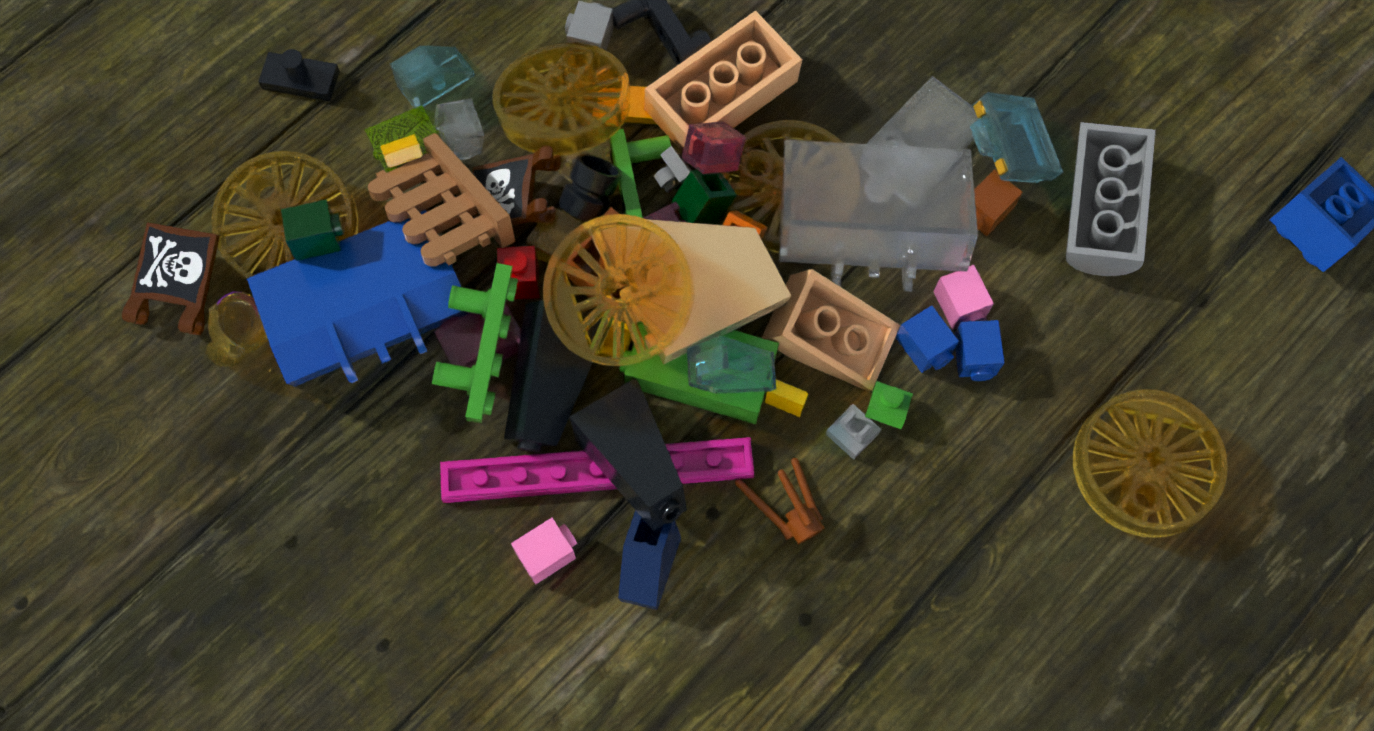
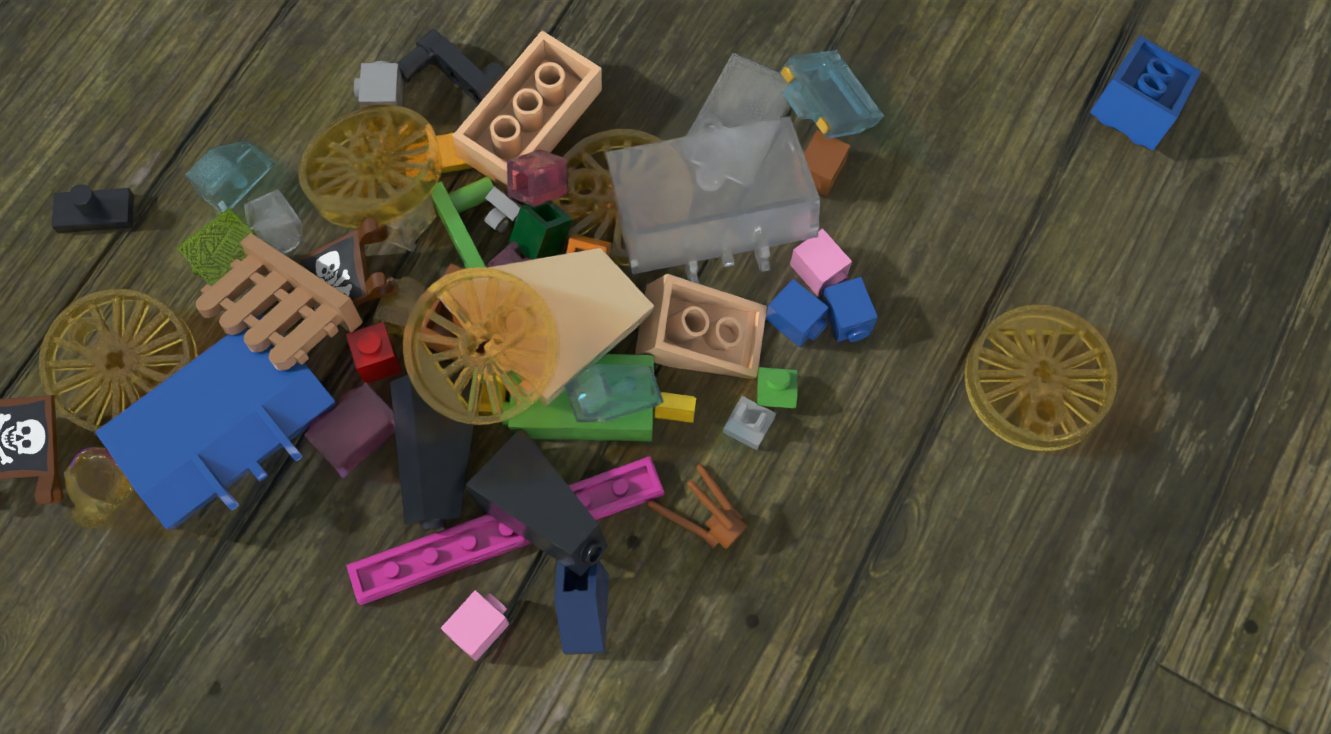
camera: 15 degrees left, 0 degrees up
(312, 229) = (150, 364): dark green brick -> none
(401, 151) = (220, 260): yellow tile -> none
(491, 307) = (361, 471): bright green plate -> none
(591, 184) = (424, 244): black wheel -> none
(1110, 199) = (935, 131): light grey brick -> none

